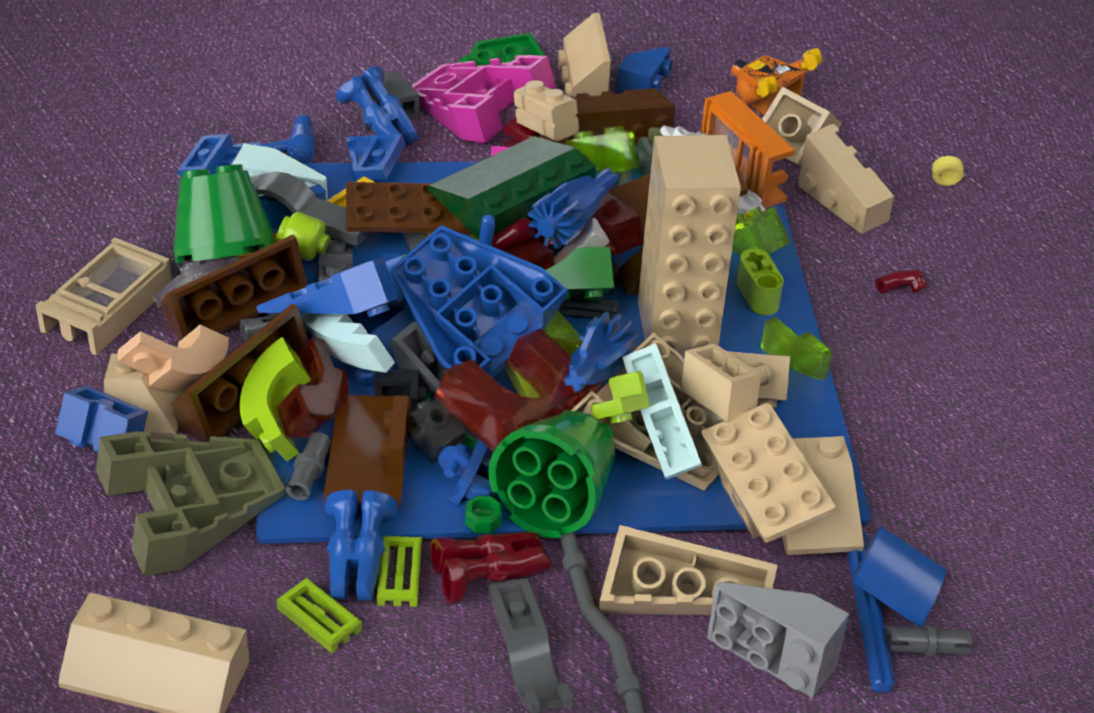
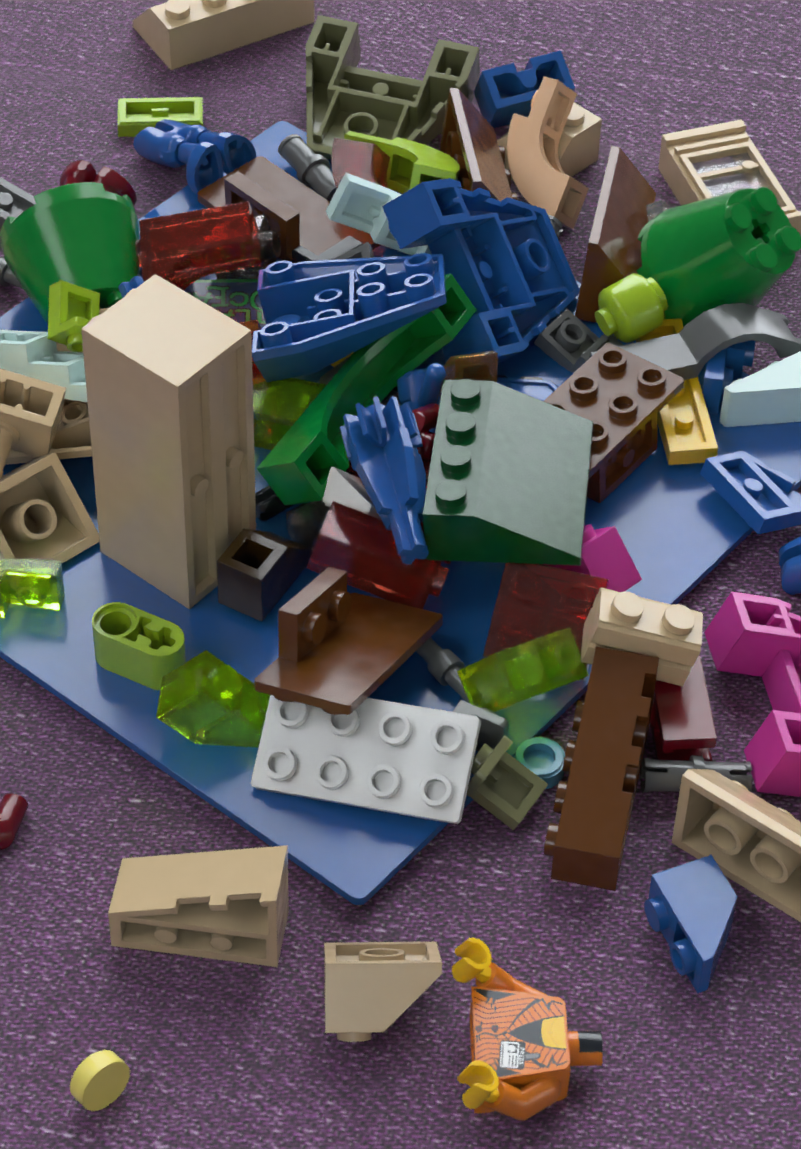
camera: 135 degrees right, 5 degrees up
(397, 594) = (147, 193): lime tile -> none
(752, 145) = (363, 807): orange door -> none

